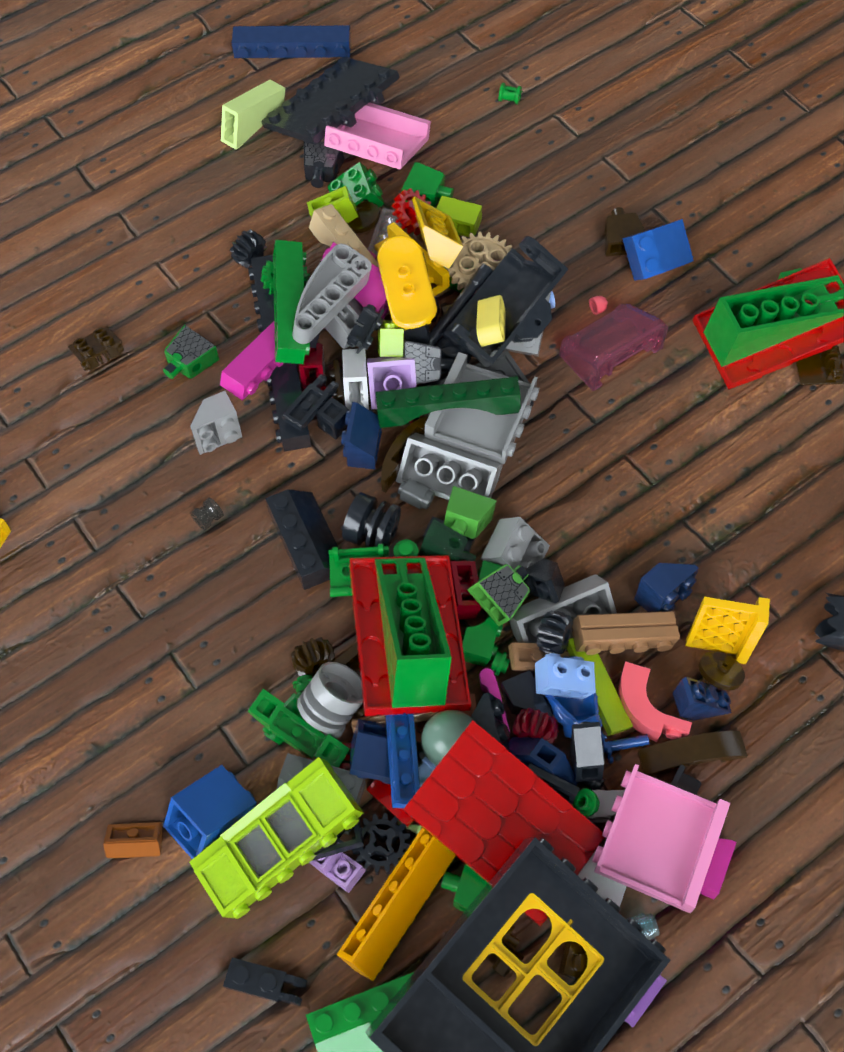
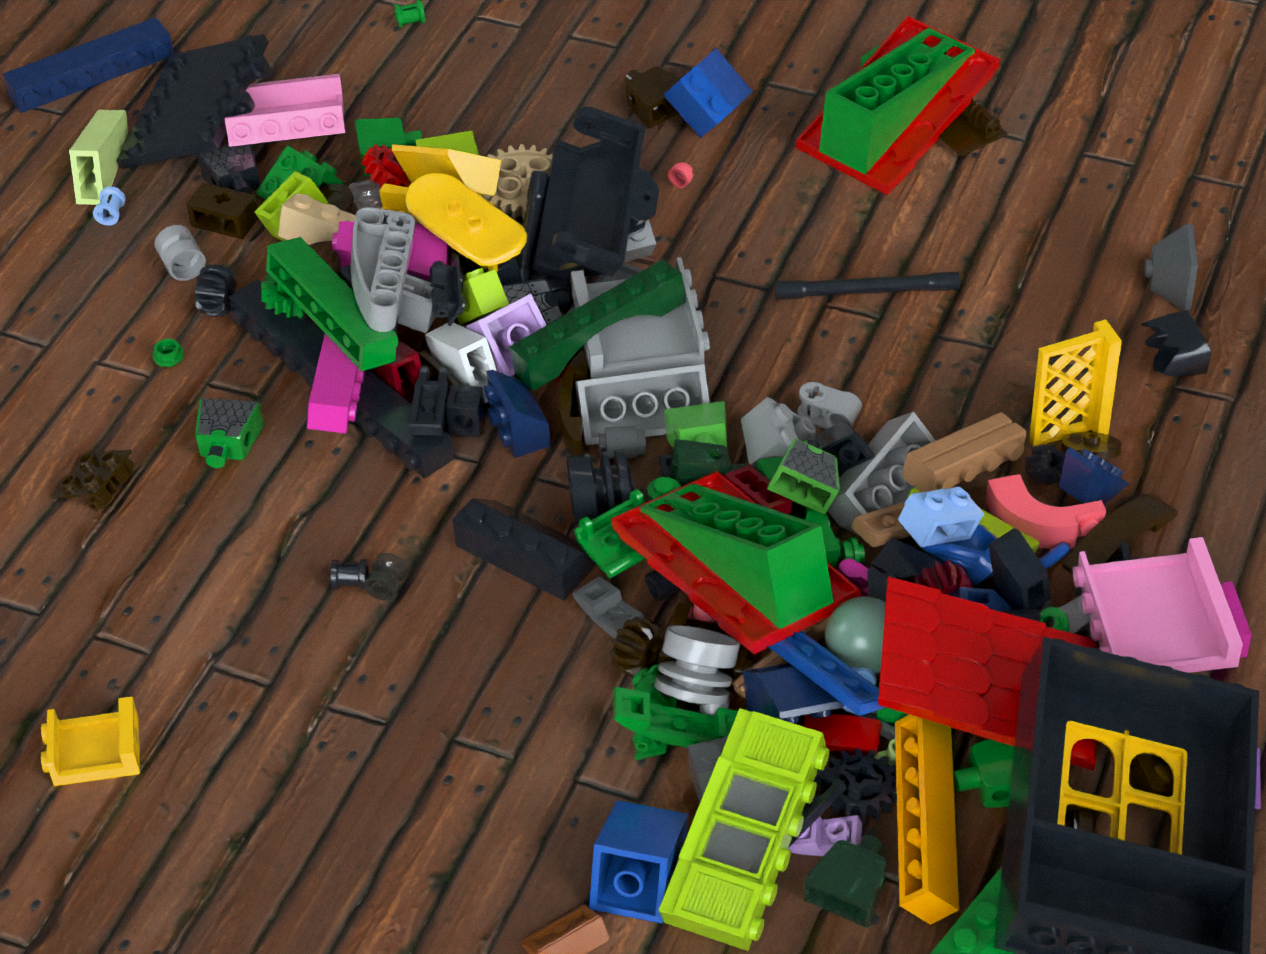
camera: 30 degrees left, 15 degrees down
(187, 499) = (349, 574): none -> black bush
(196, 279) = (167, 353): none -> green plate
(215, 423) = (329, 474): light grey slope -> none
(234, 152) = (101, 210): none -> light blue bush
(249, 209) = (180, 252): none -> light grey wheel
(295, 189) = (222, 210): none -> dark brown brick
(323, 614) = (605, 605): none -> dark grey slope
(326, 910) = (849, 880): none -> clear green torso
(491, 320) = (589, 220): light yellow beam -> none
(554, 632) = (894, 481): black gear -> none
(565, 540) = (829, 406): none -> light grey piece
(611, 341) = (727, 200): clear pink windscreen -> none
(665, 586) = (974, 390): dark blue slope -> none
(677, 667) = (1044, 464): none -> black gear
(707, 477) = (799, 289): none -> black piece

